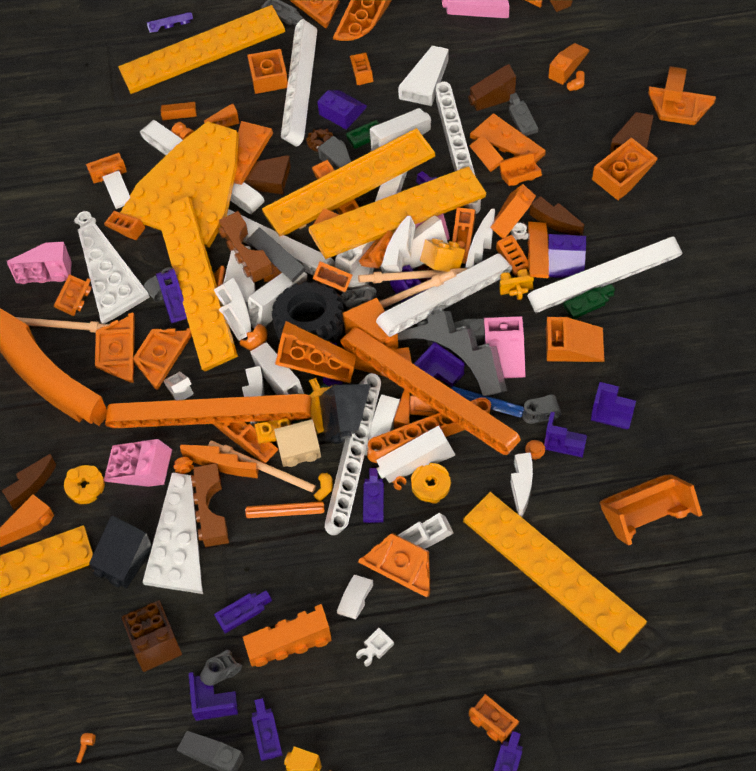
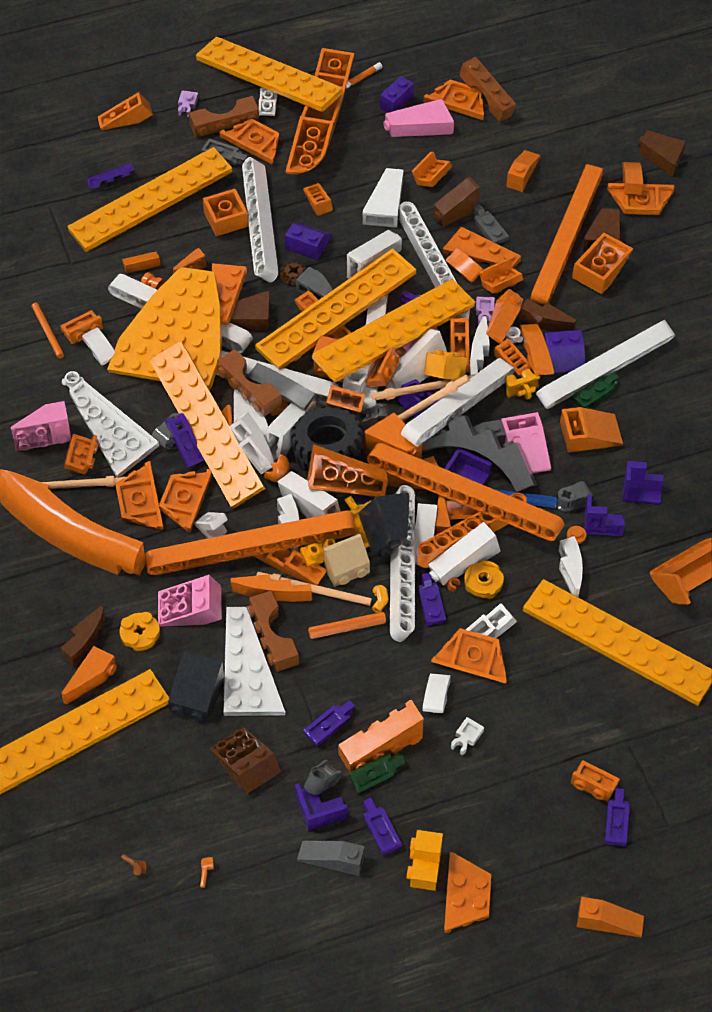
camera: 15 degrees left, 5 degrees down
(21, 729) = (139, 866): none -> dark orange hand
(75, 168) = (52, 339): none -> orange bar
(133, 231) = (126, 378): orange slope -> none
(183, 465) = (236, 598): orange plate -> none
(275, 670) = (375, 771): none -> dark green hinge
(361, 135) = (335, 263): dark green plate -> none
(399, 246) = (405, 361): white slope -> none
(476, 52) = (430, 170): none -> orange bracket
(497, 198) = (484, 307): none -> lavender plate
(577, 83) = (537, 188): orange arm -> none
(595, 135) = (566, 235): none -> orange beam
(711, 59) = (662, 150): none -> reddish brown slope

